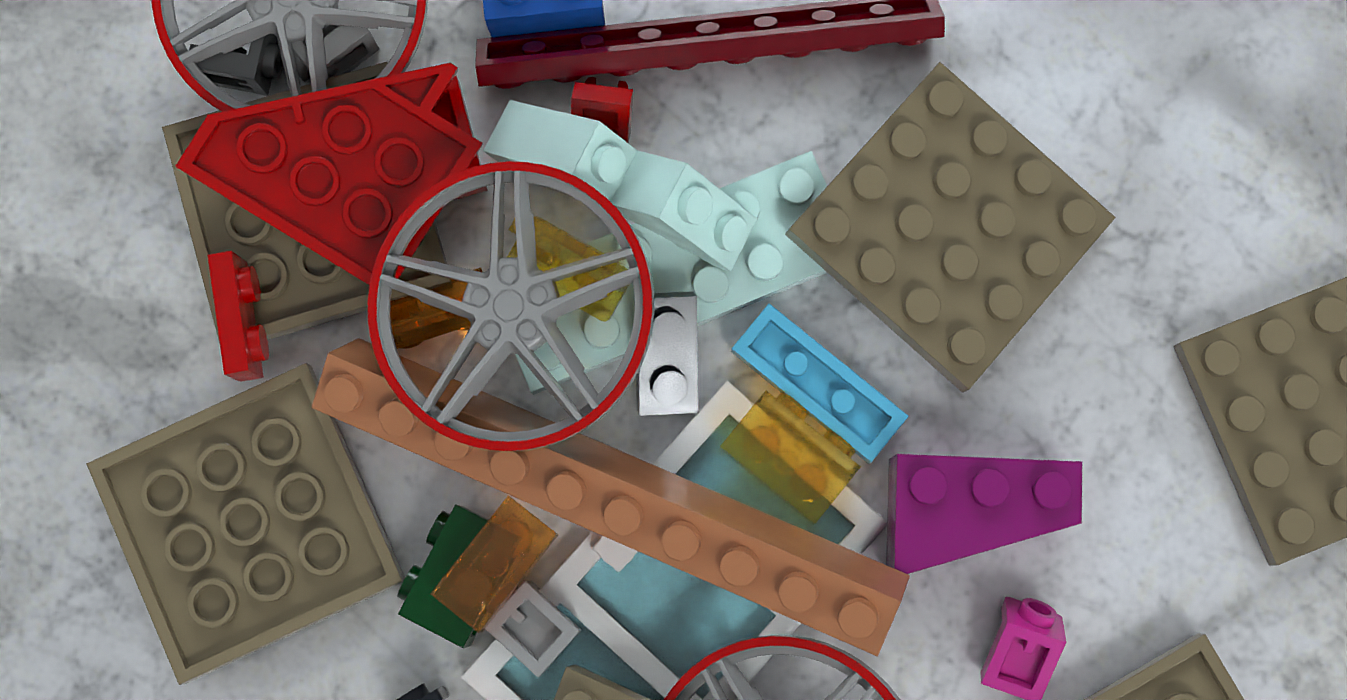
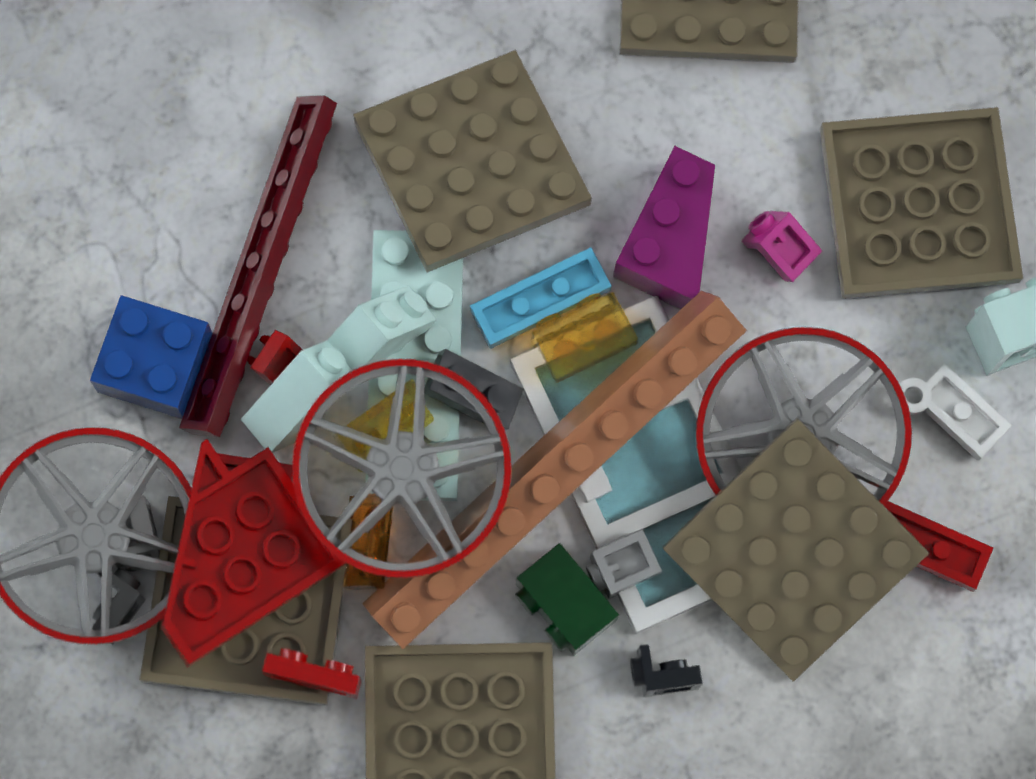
camera: 75 degrees left, 5 degrees down
(494, 564) = (571, 565): clear orange plate -> none

